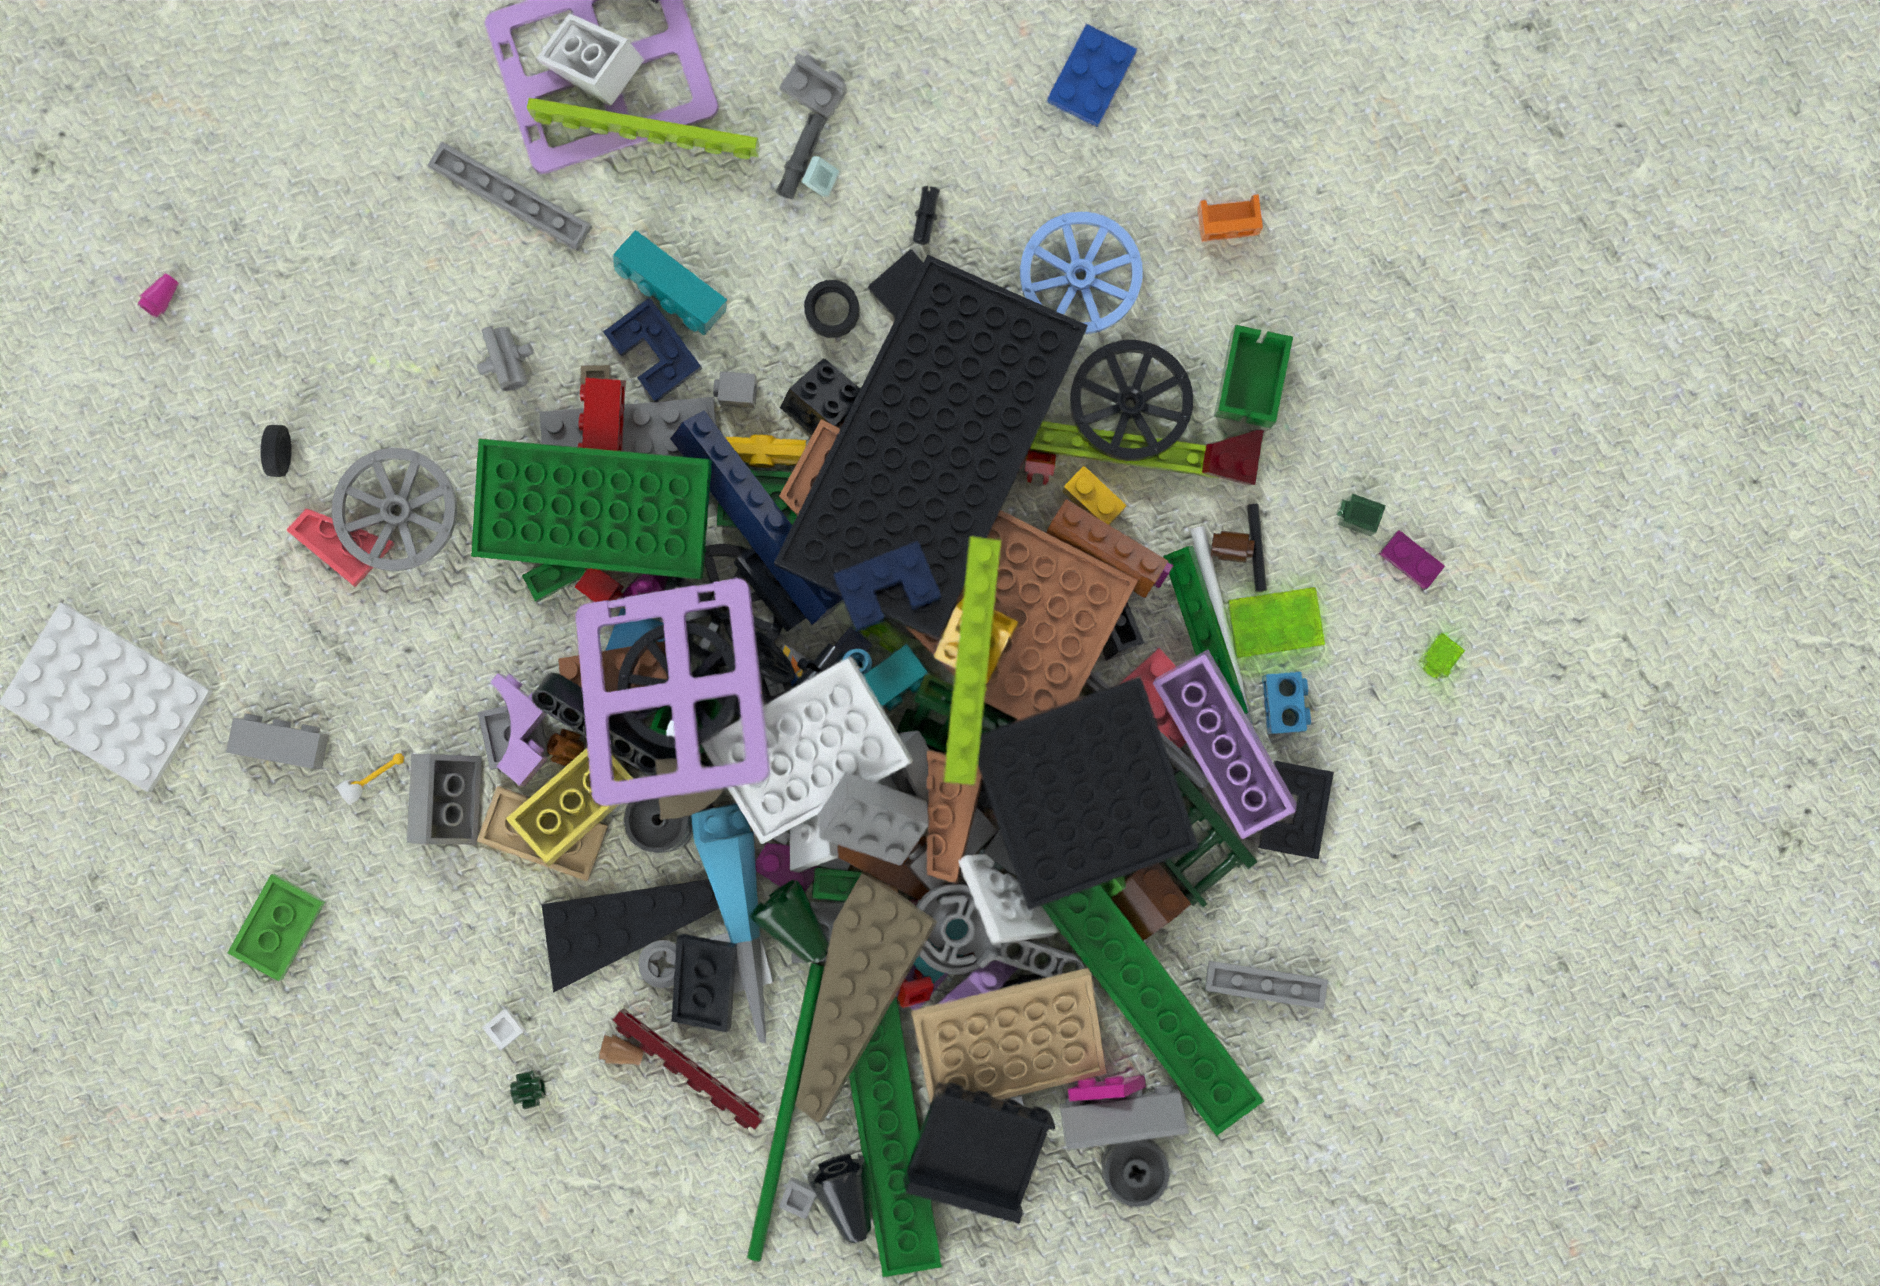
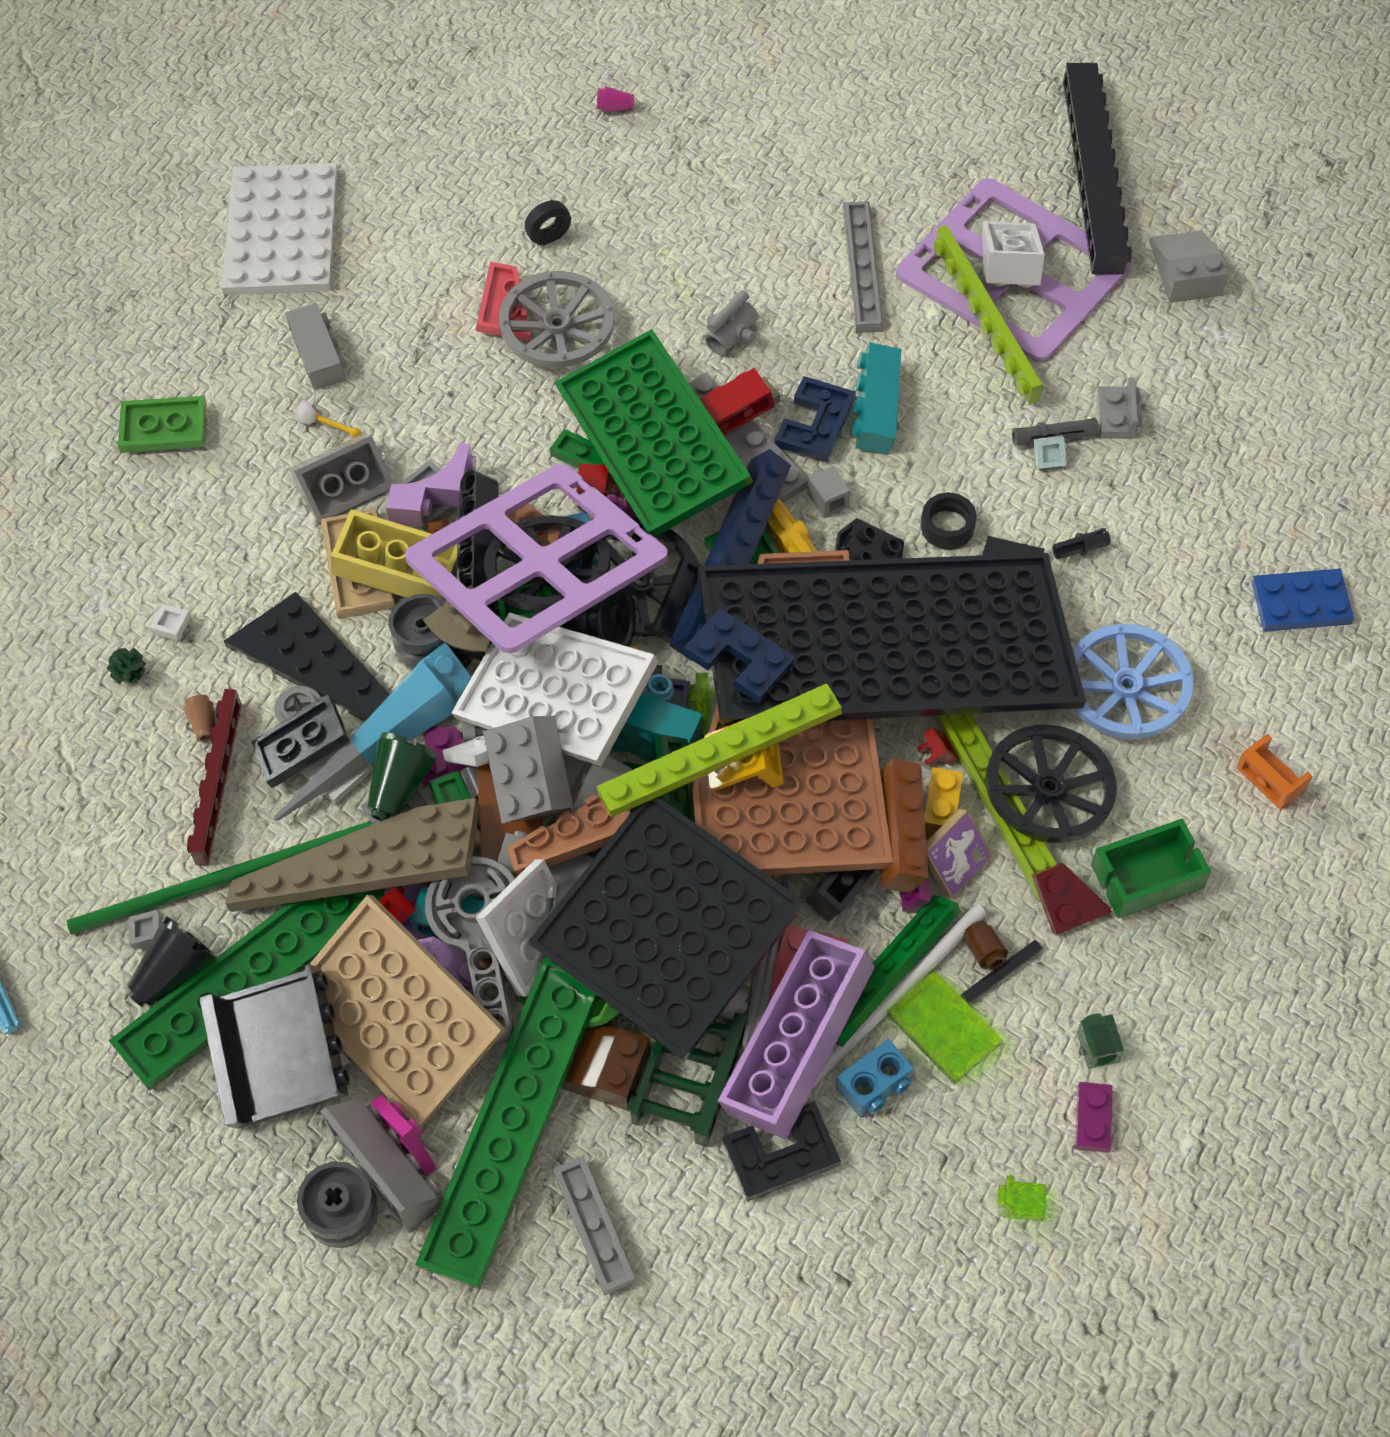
camera: 55 degrees right, 25 degrees down
(1145, 516) = (956, 853): none -> tile

